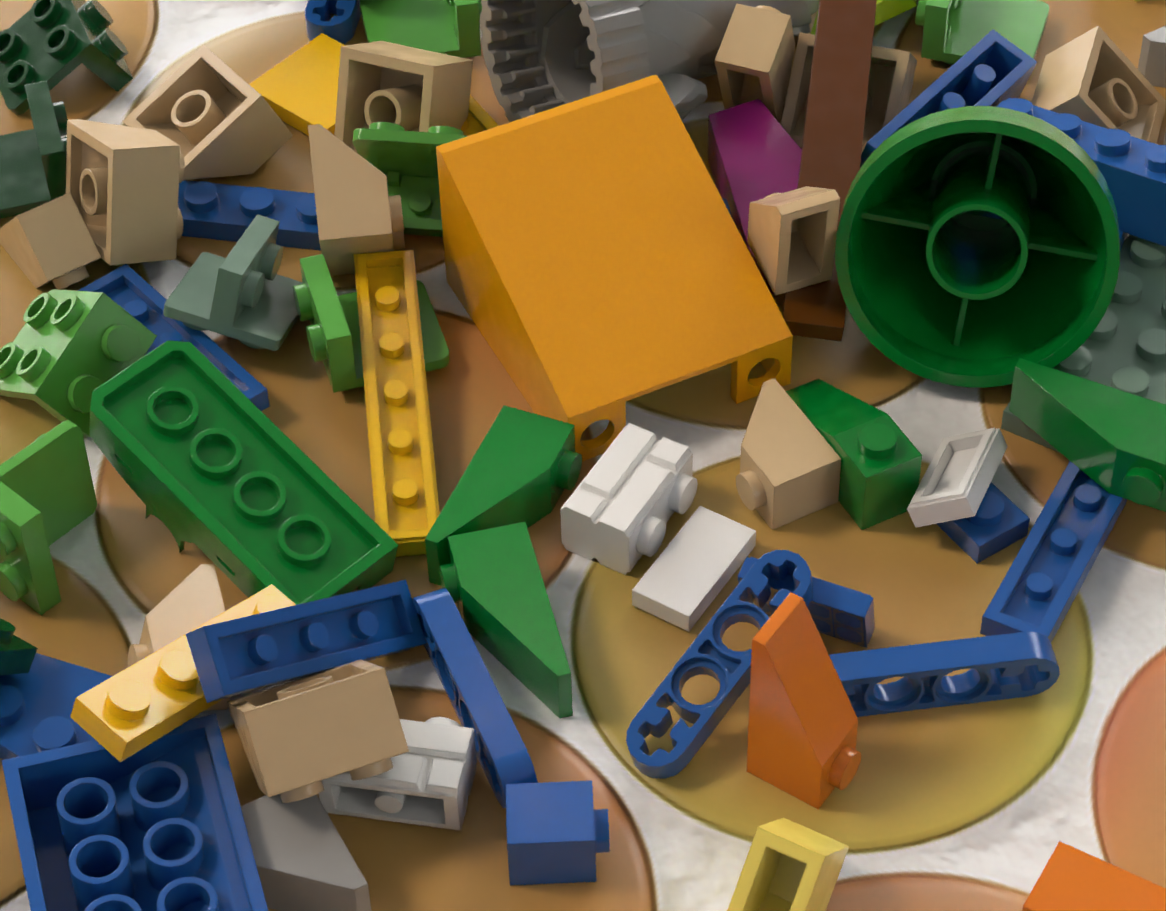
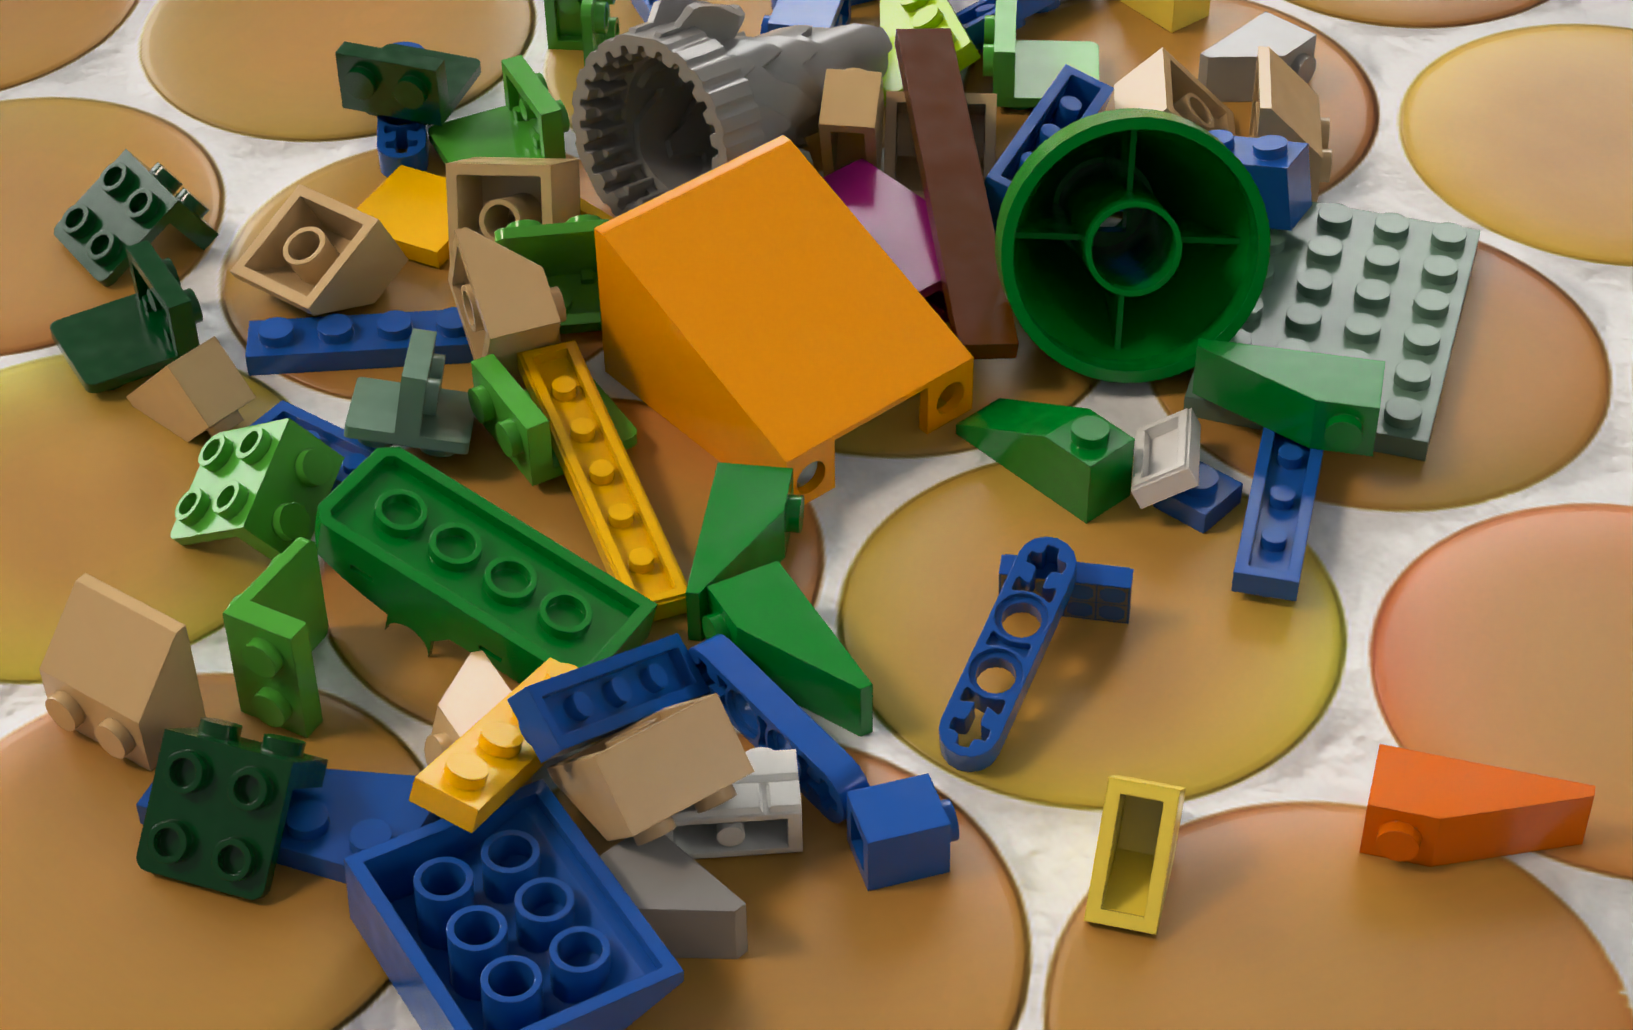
camera: 15 degrees left, 5 degrees down
(126, 189) = (266, 324): tan slope -> none
(628, 499) = (863, 529): white brick -> none
(693, 568) = (943, 581): white tile -> none
(785, 461) = (1001, 471): tan slope -> none
(794, 236) = (956, 262): tan slope -> none
(798, 709) = (1105, 676): orange slope -> none
(998, 665) = (1126, 653): blue beam -> none

